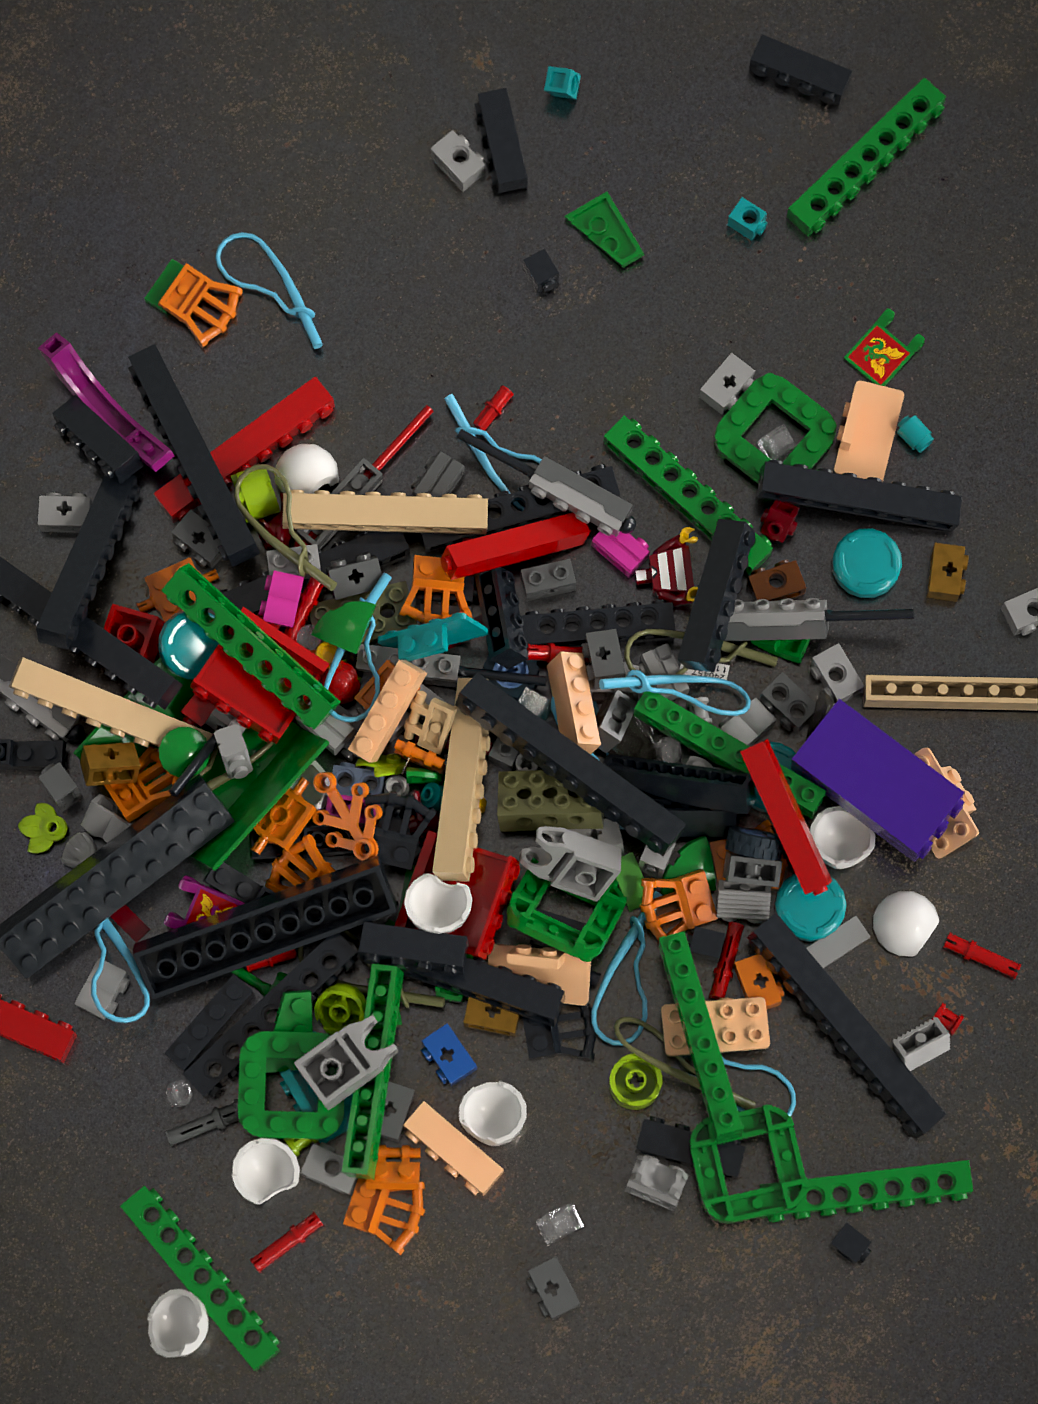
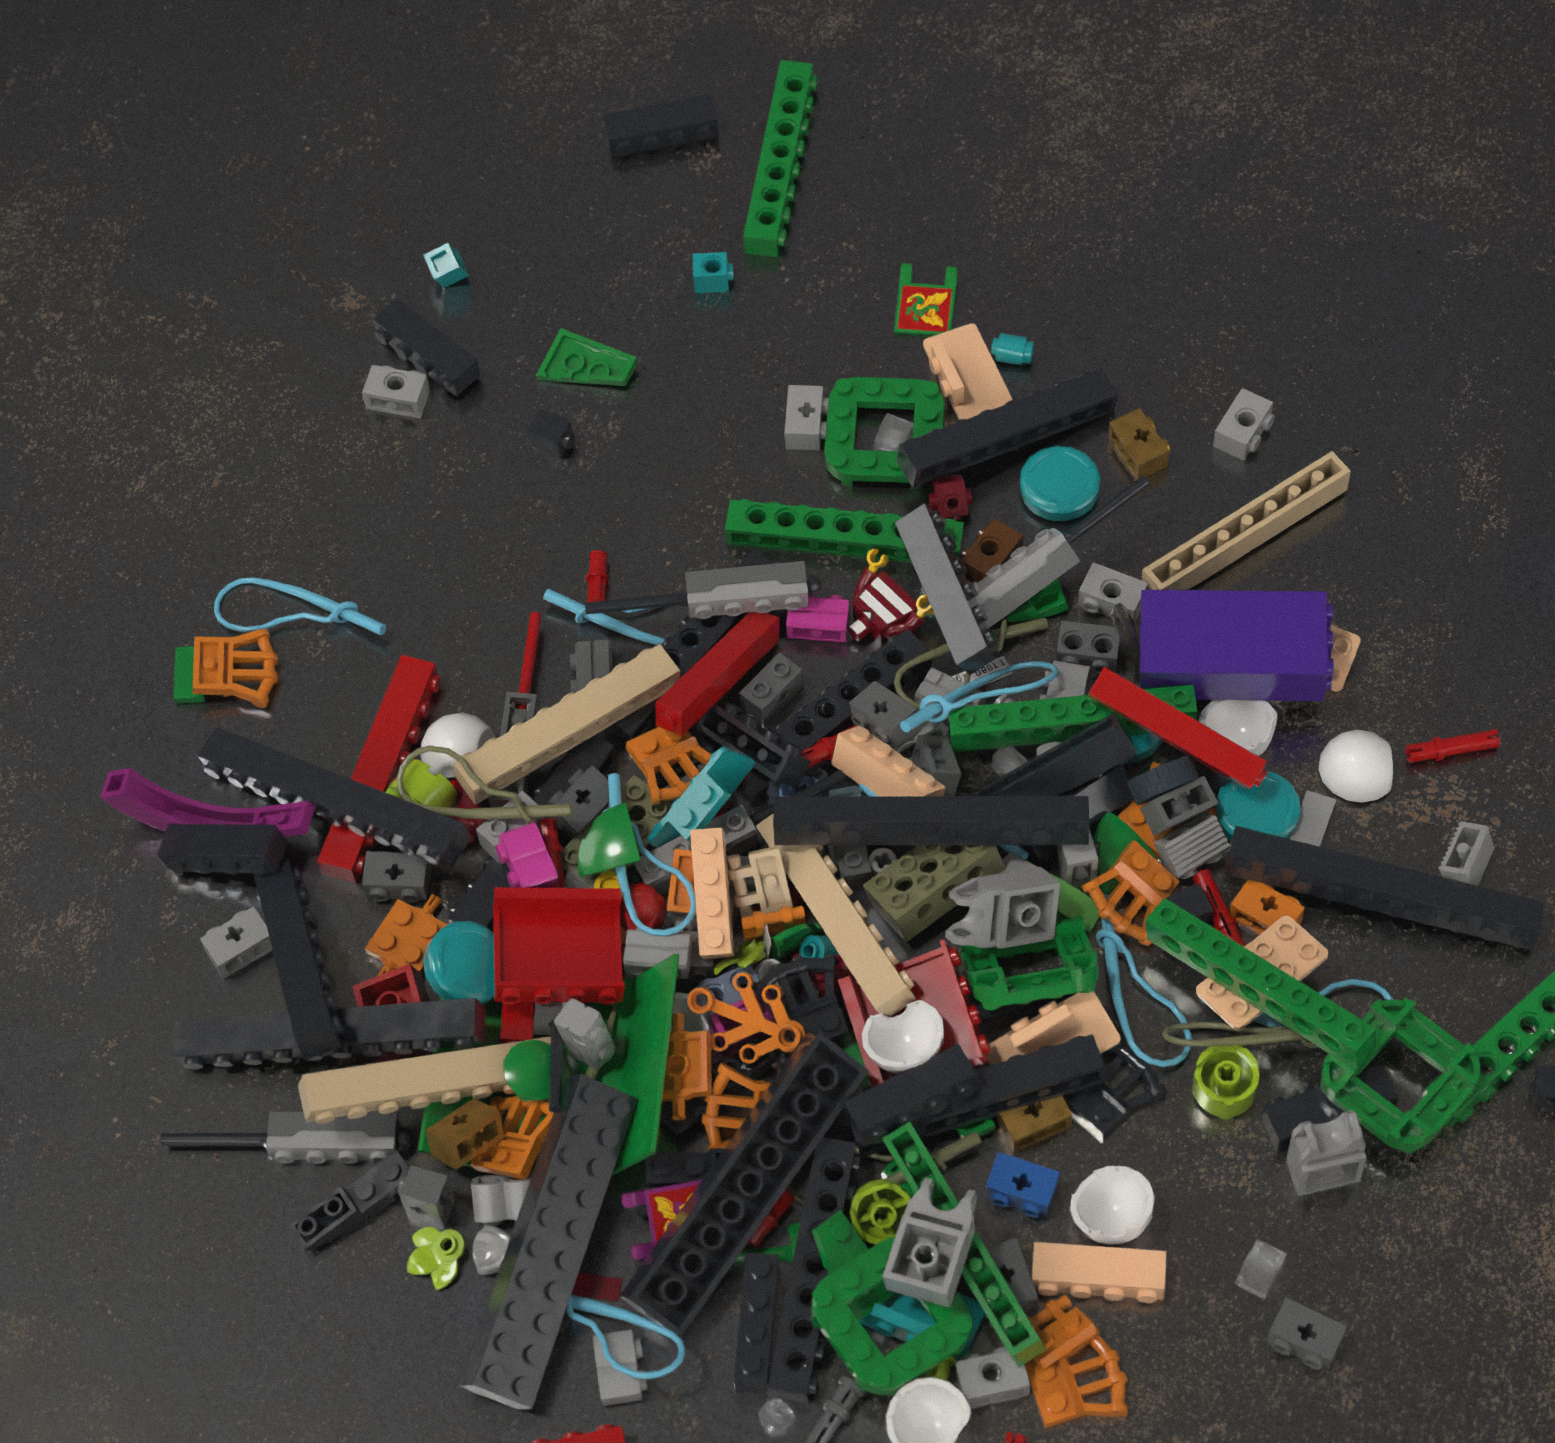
camera: 30 degrees left, 15 degrees down
(264, 647) = (416, 913): green brick -> none
(956, 1019) = (1477, 817): red bush -> none

